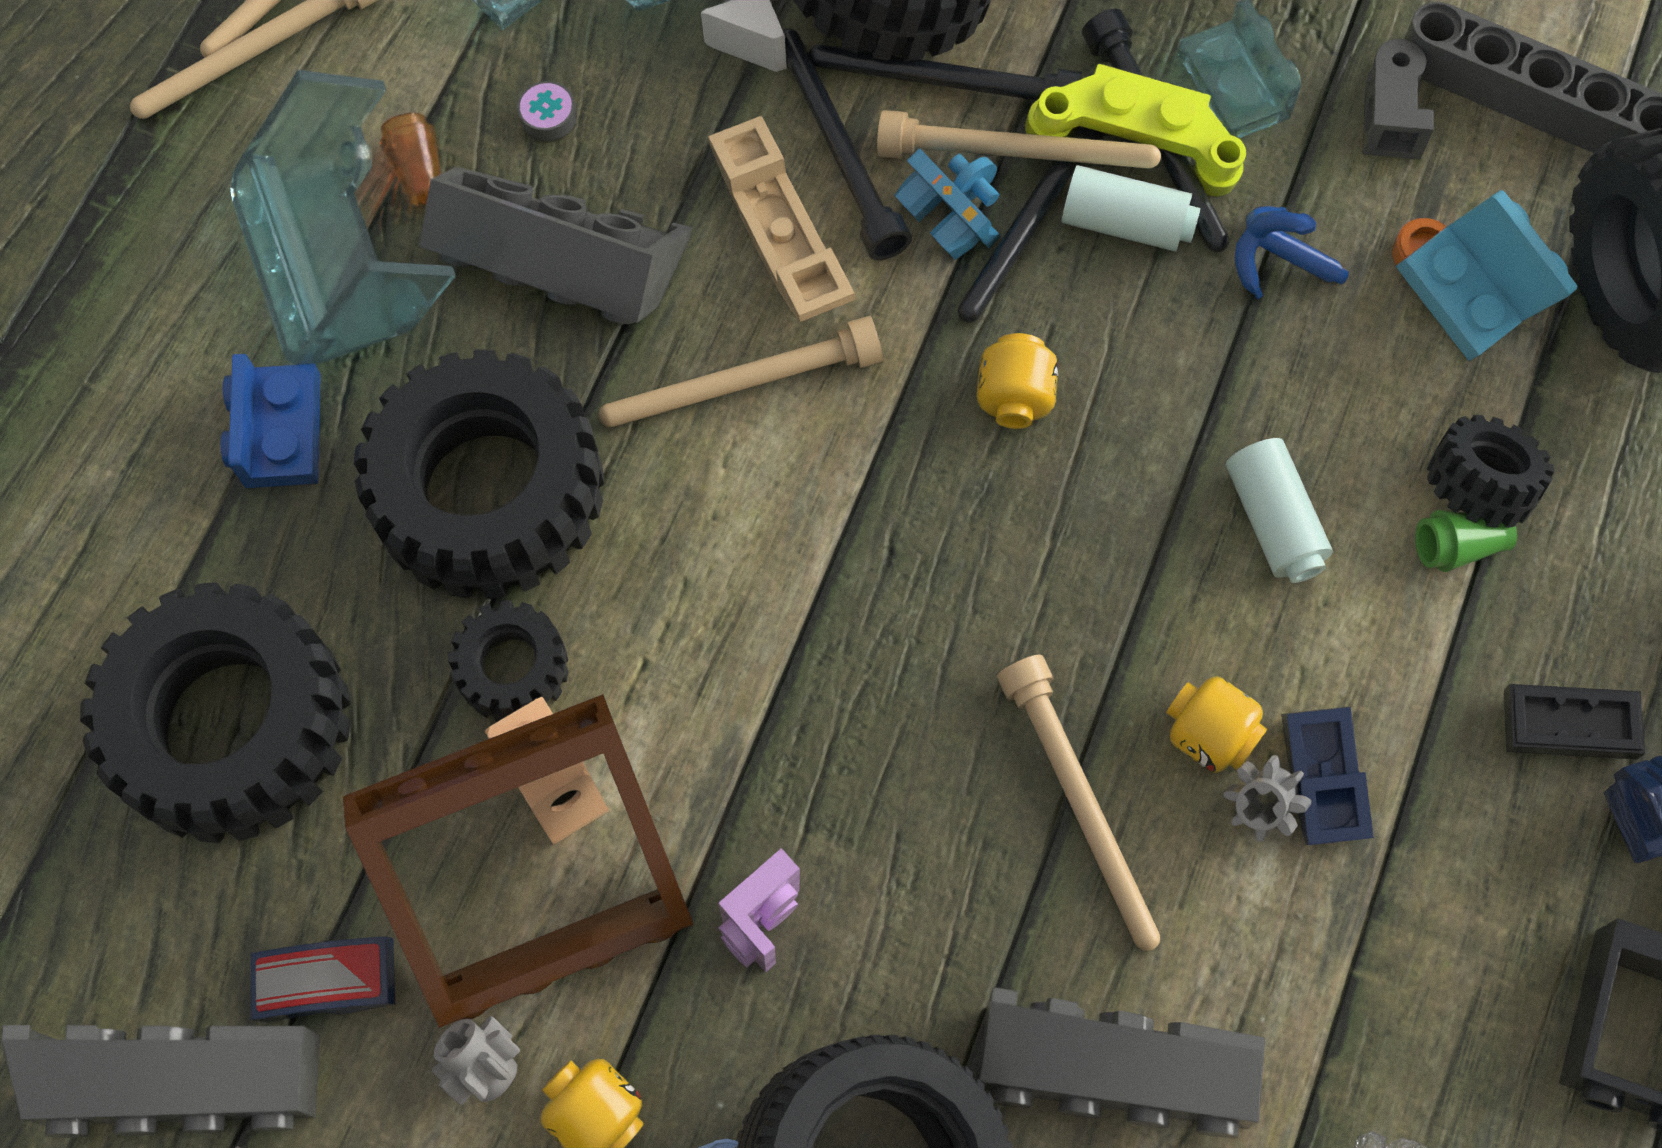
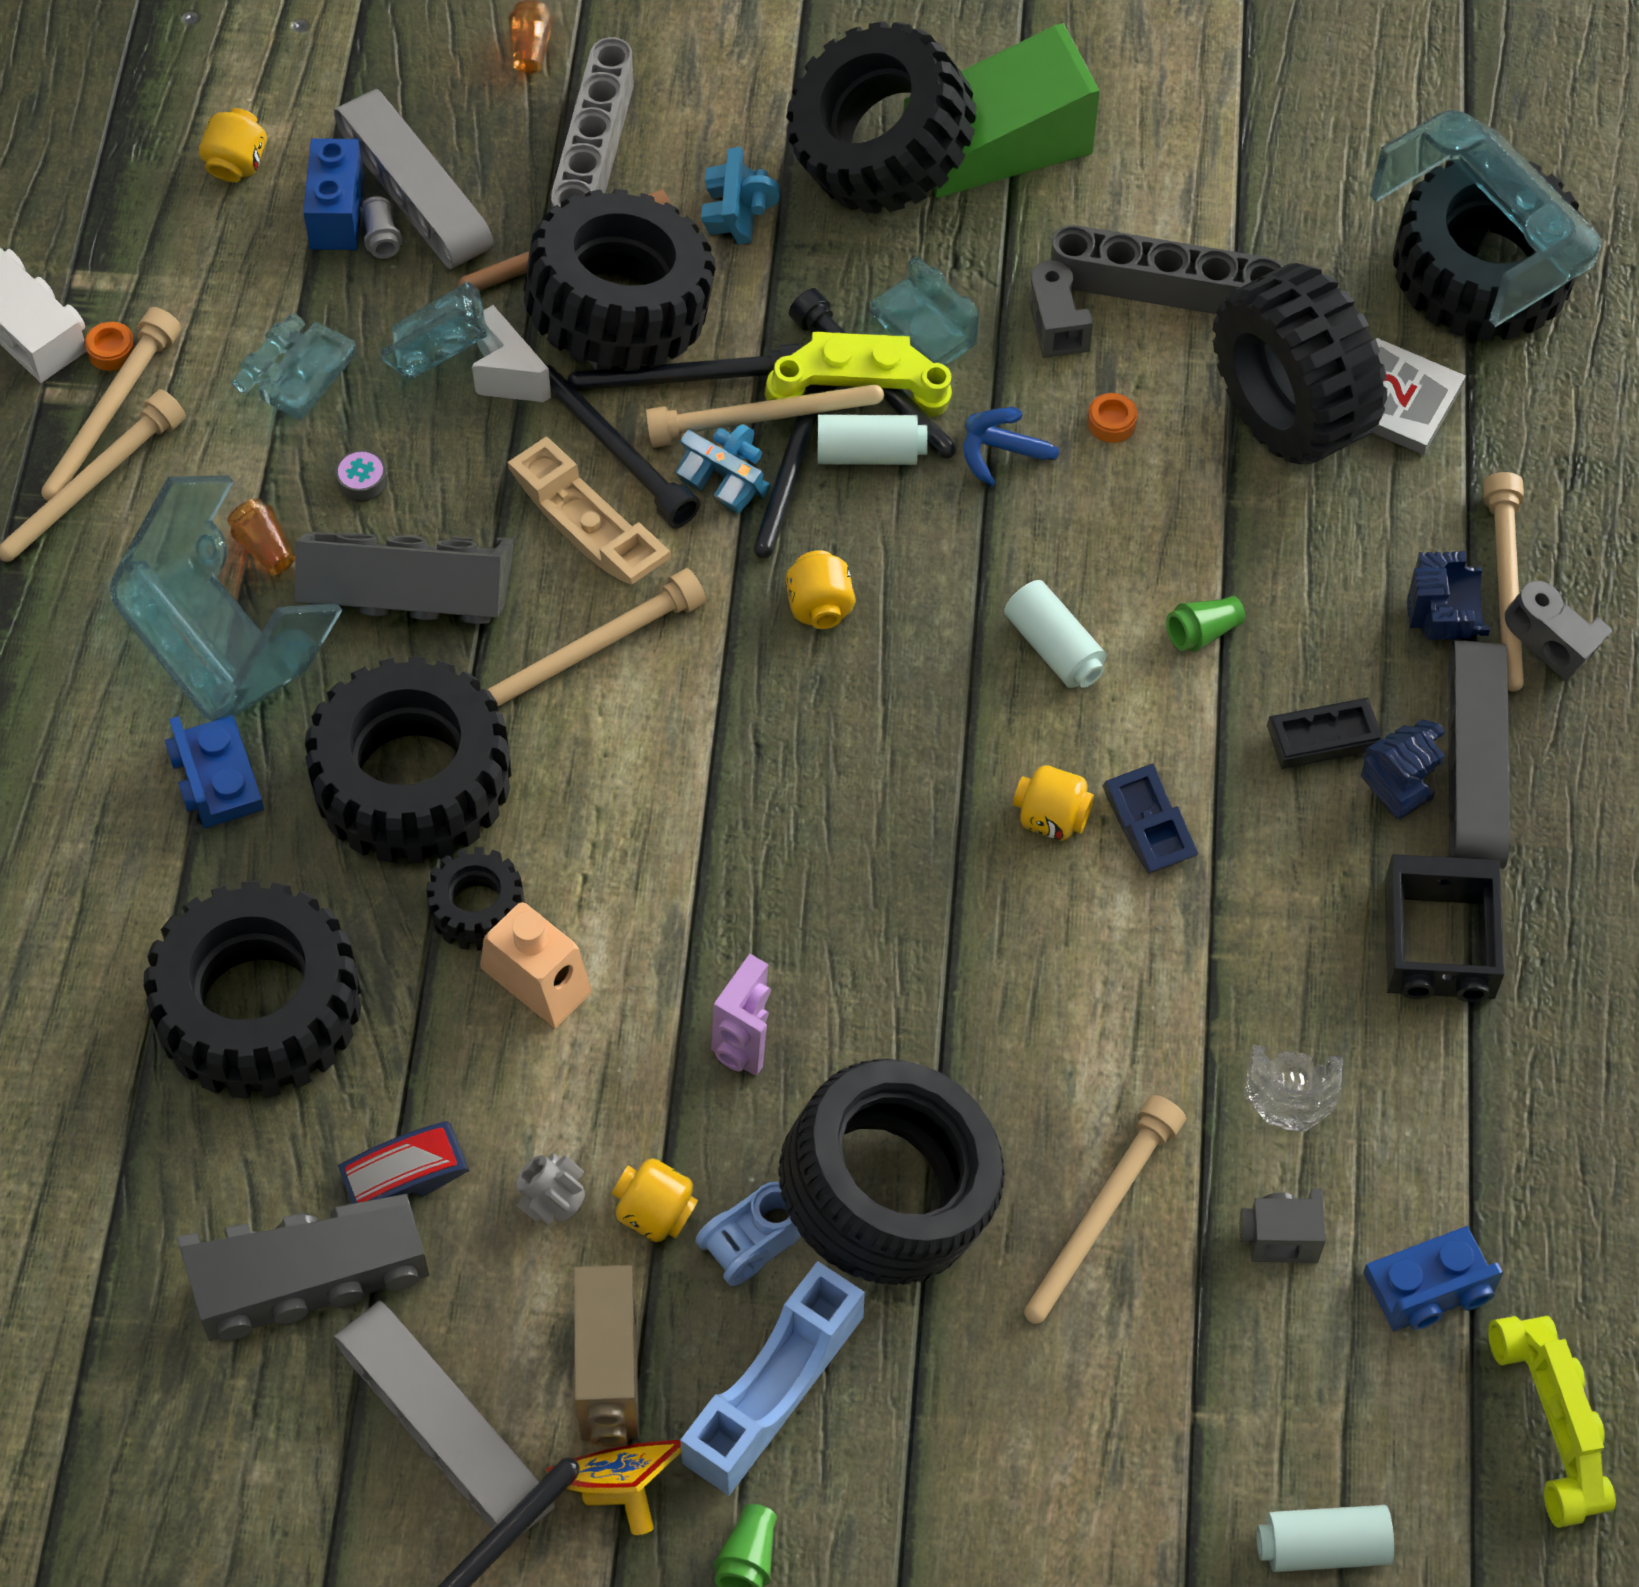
camera: 20 degrees left, 10 degrees down
(479, 775) = (493, 957): reddish brown window -> none
(1029, 686) = (899, 812): tan piece -> none
(1120, 1065) = (1053, 1054): dark grey wedge -> none
(1267, 816) = (1123, 842): light grey gear -> none
(1486, 274) = (1164, 421): medium azure bracket -> none
(1490, 471) = (1209, 565): black tyre -> none

